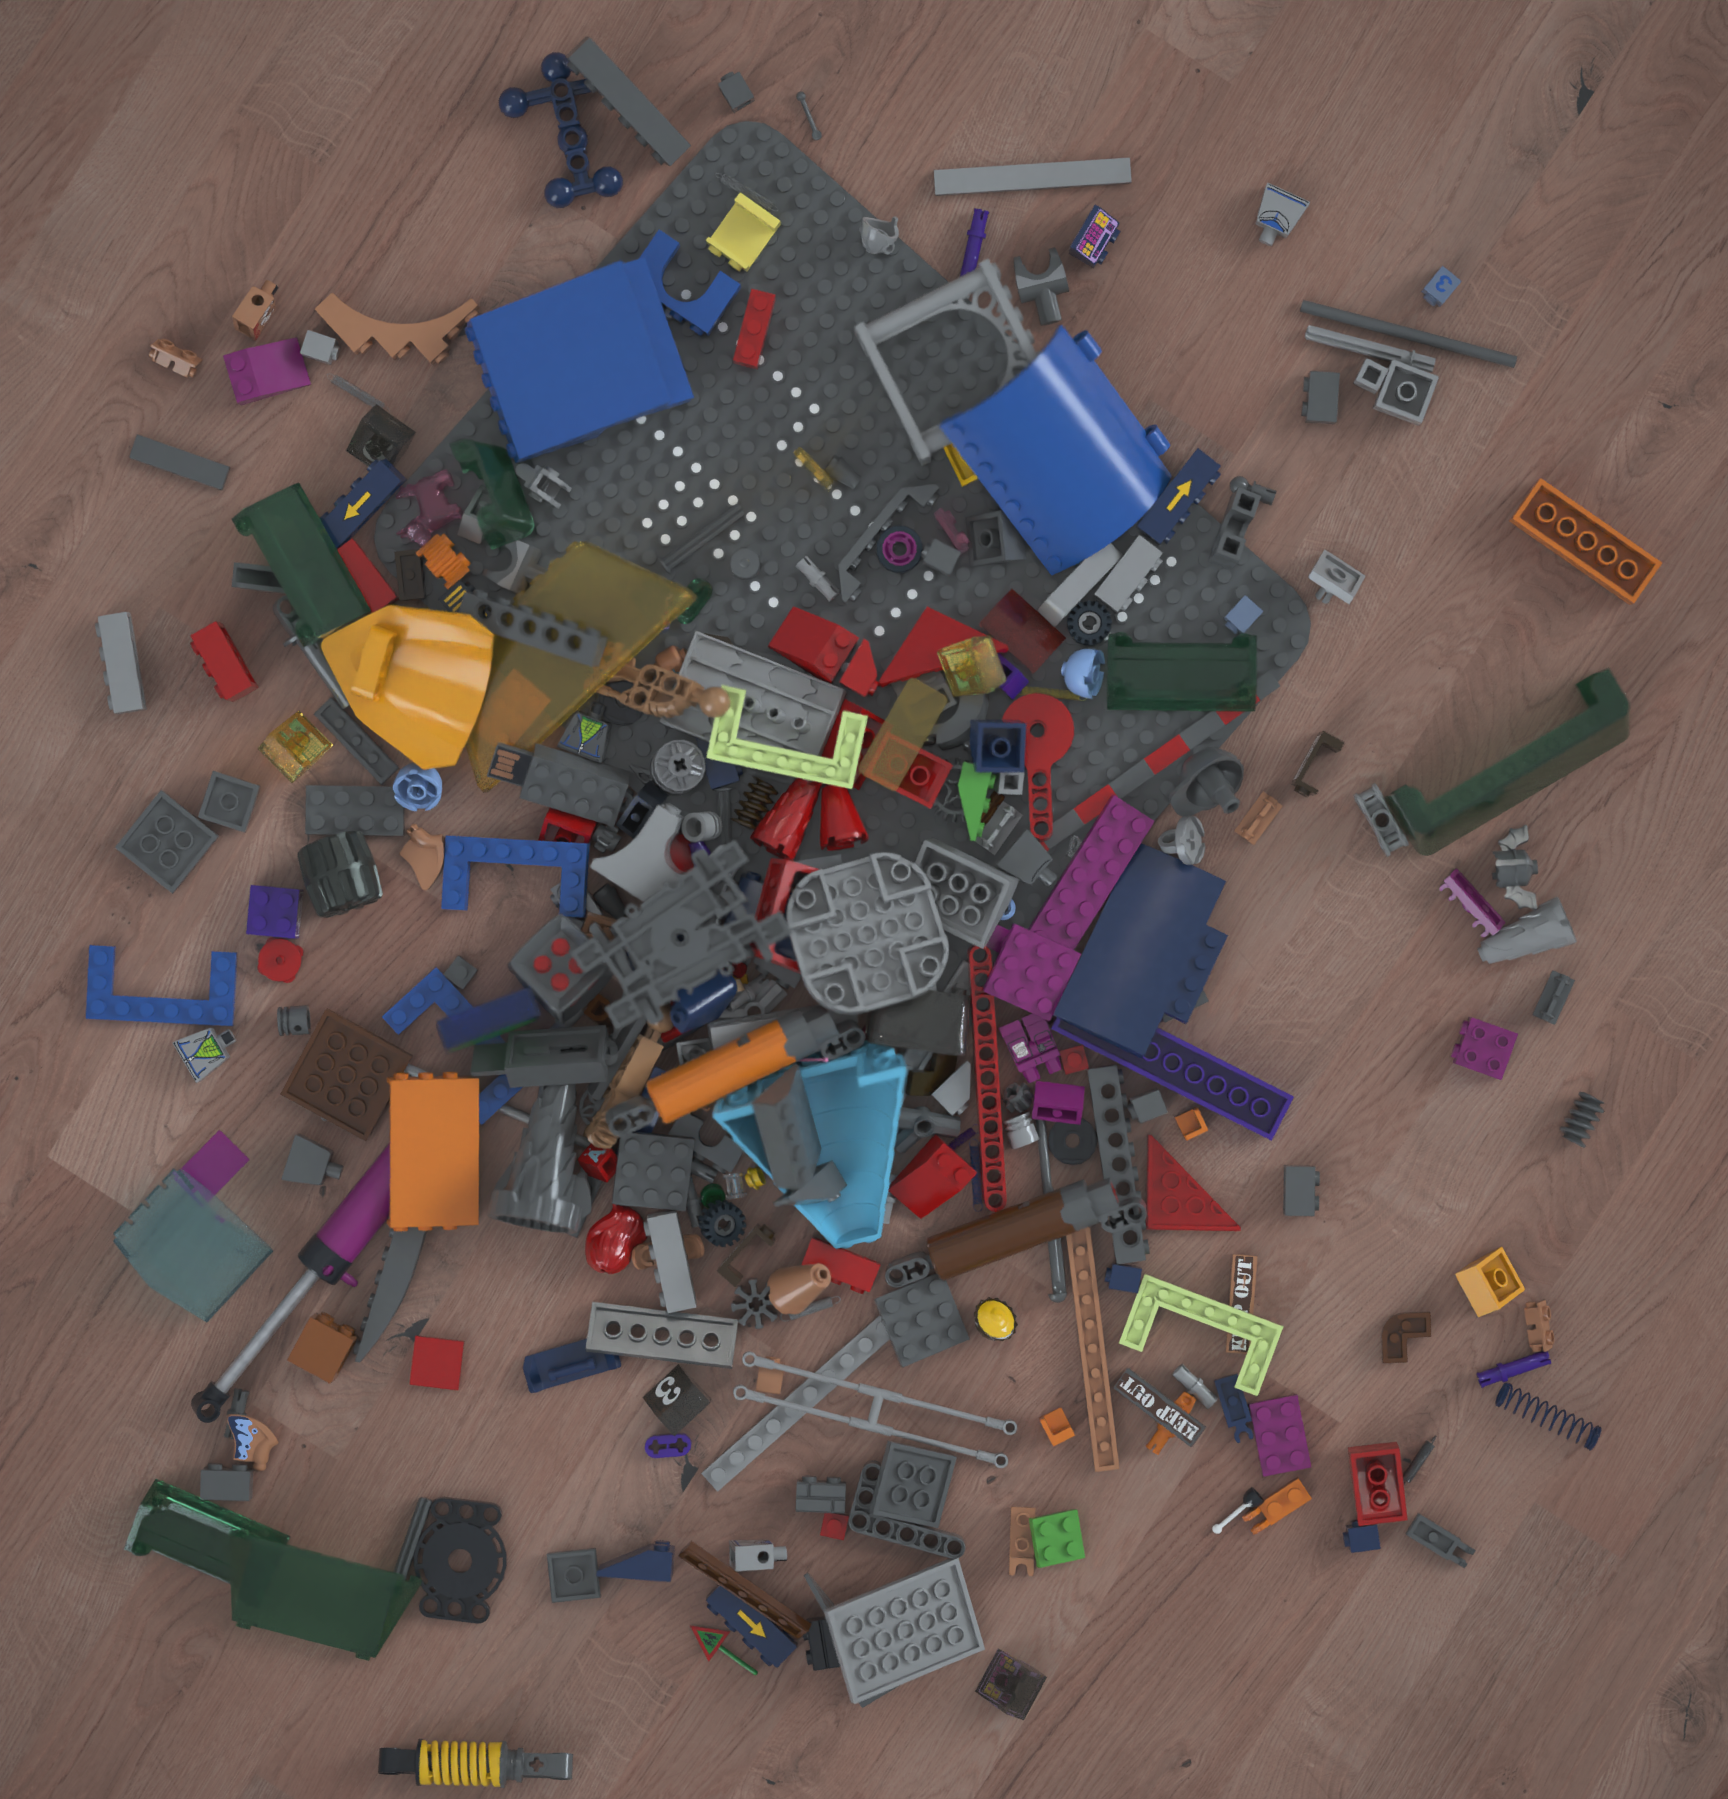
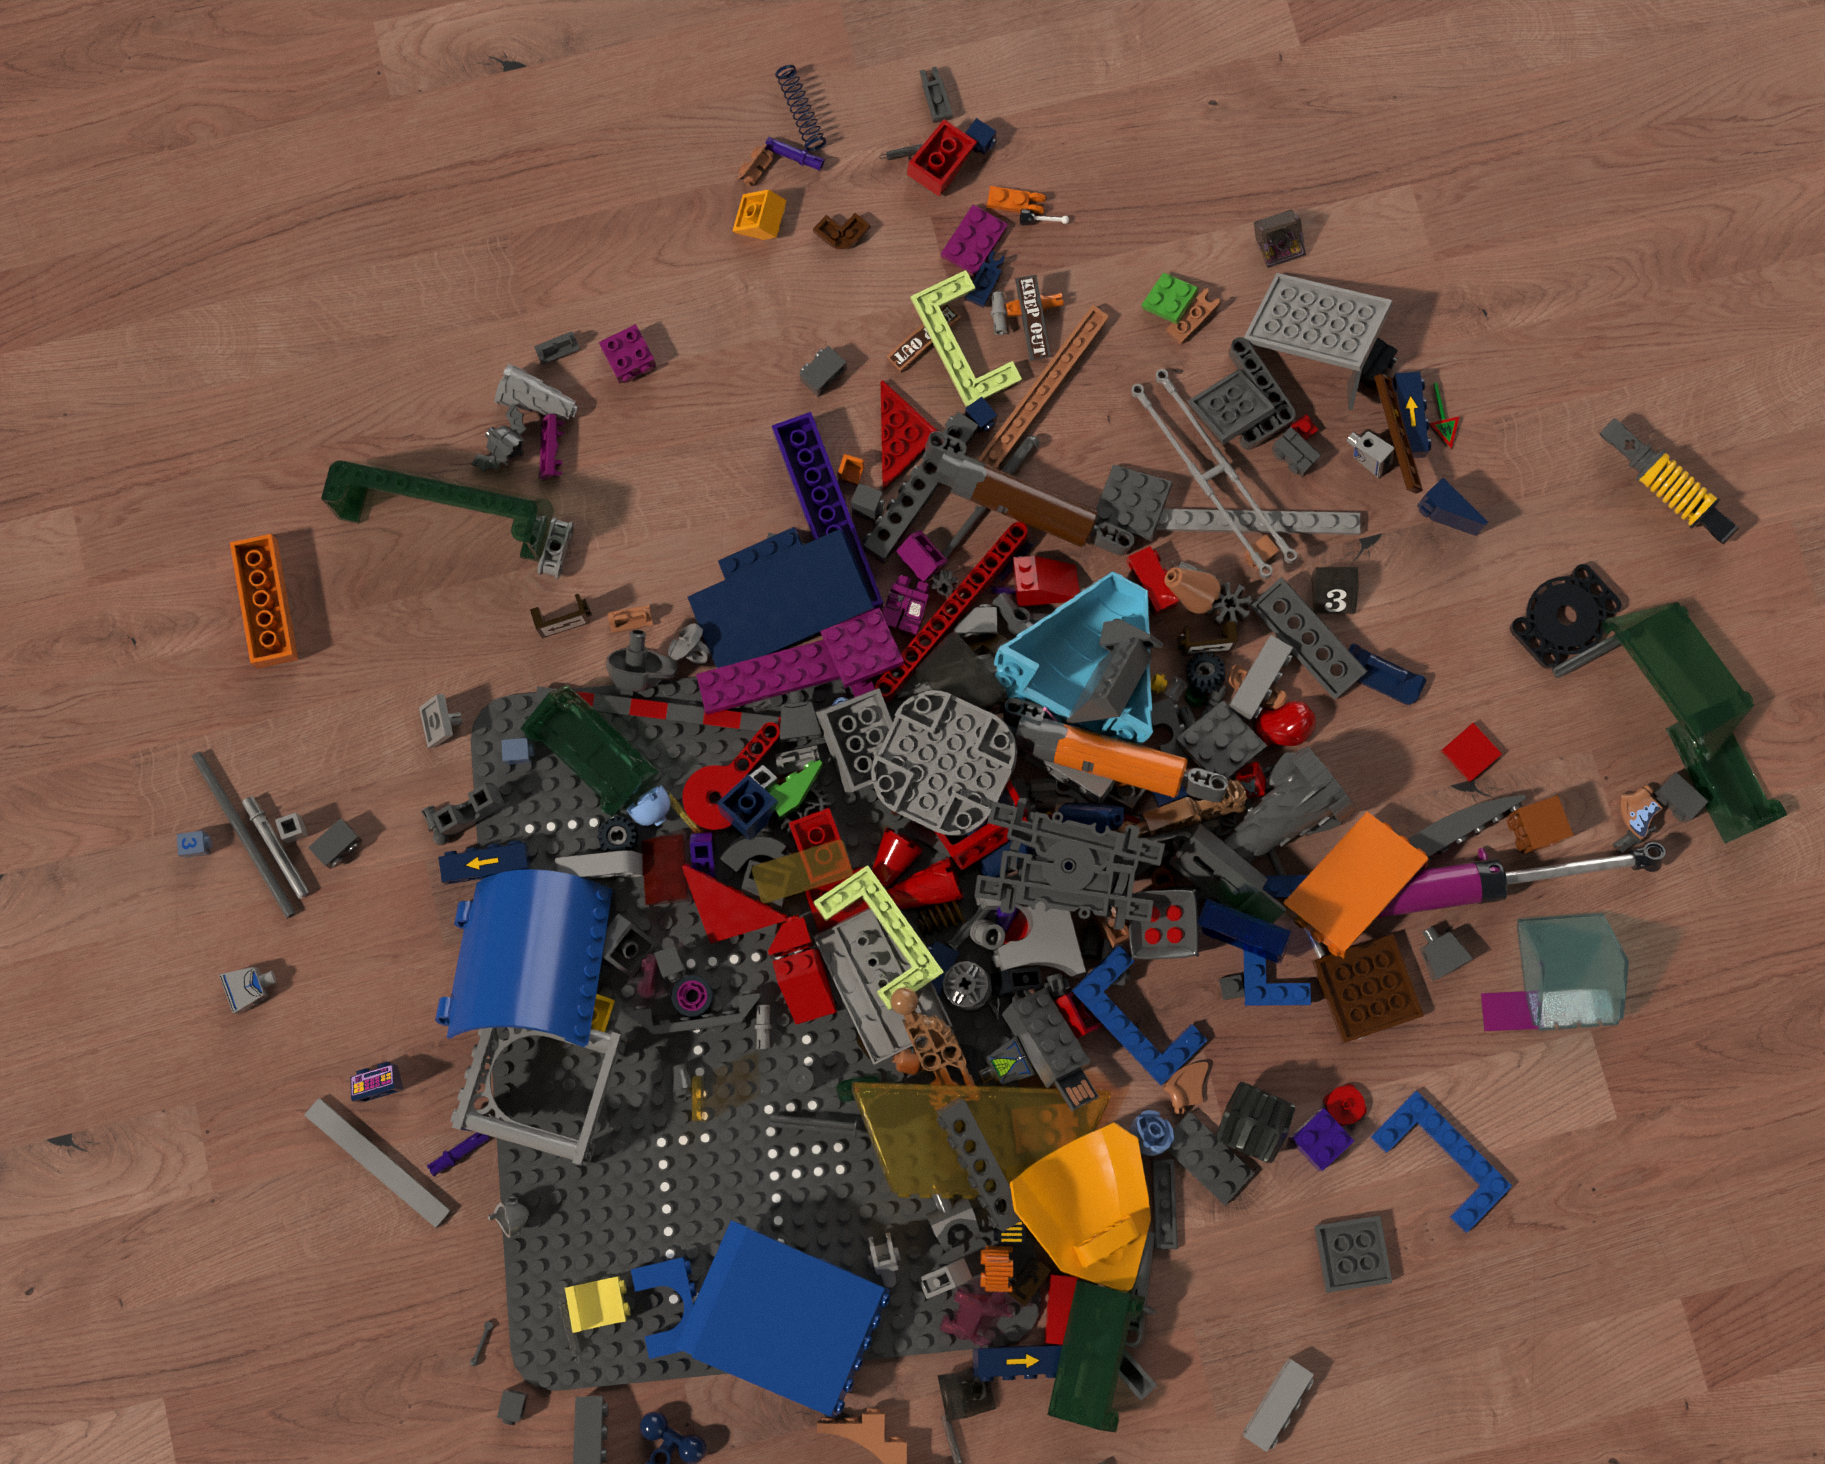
camera: 140 degrees left, 10 degrees down
(204, 1051) = (1450, 1090): torso -> none
(223, 662) = (1208, 1340): red brick -> none
(229, 801) = (1286, 1242): dark grey plate -> none
(294, 1020) = (1371, 1055): dark grey piece -> none
(295, 746) = (1209, 1238): clear yellow slope -> none
(508, 514) = (926, 1256): clear green windscreen -> none
(573, 1575) = (1499, 542): dark grey plate -> none
(668, 1451) = (1369, 565): dark purple beam -> none
(754, 329) = (649, 1231): red brick -> none
(972, 666) = (716, 872): clear yellow slope -> none
(995, 1319) = (1086, 460): yellow piece -> none
(1020, 1130) = (961, 560): light grey piece -> none
(1042, 287) = (439, 1081): dark grey connector -> none
(1057, 1426) = (1107, 363): orange panel -> none
(1074, 1059) = (887, 575): red plate -> none
(1077, 1154) = (943, 518): black tile -> none
(1129, 574) = (563, 843): light grey brick -> none
(1405, 392) = (280, 795): light grey brick -> none
(1582, 1119) = (610, 259): dark grey piece -> none

